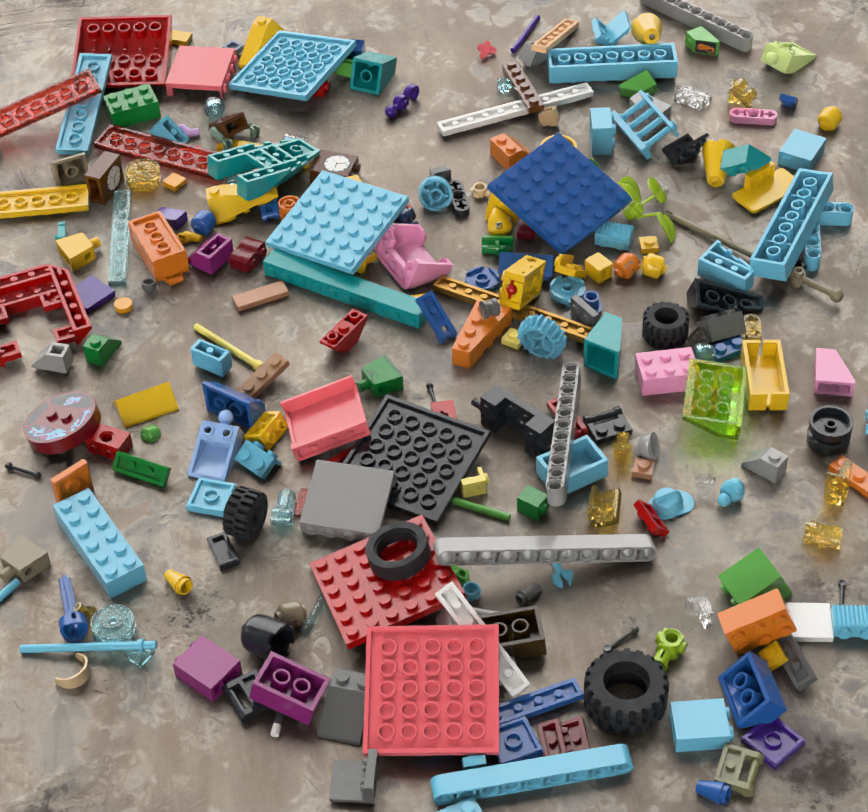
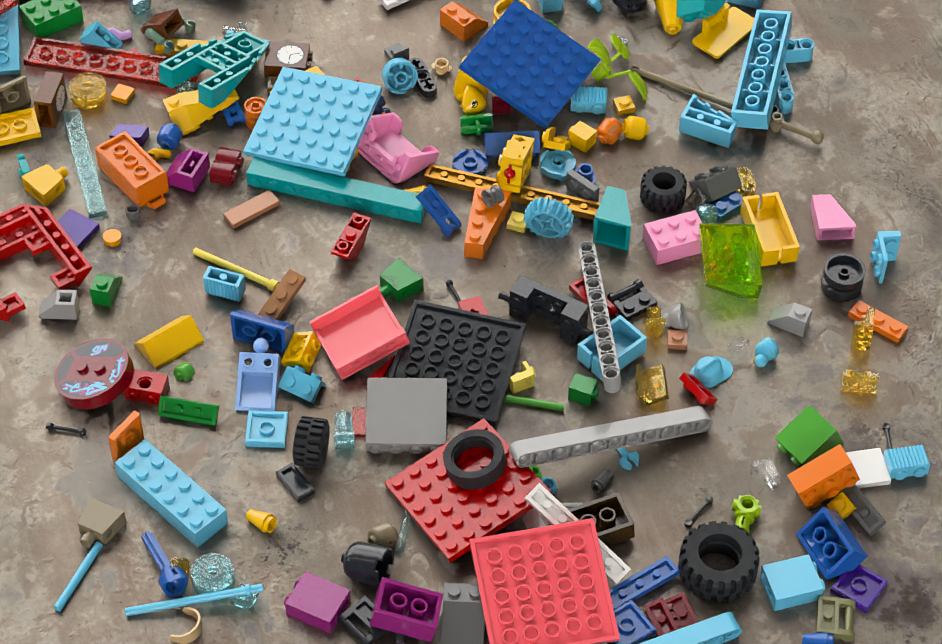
camera: 15 degrees left, 5 degrees up
(718, 297) = (709, 154): black wedge -> none

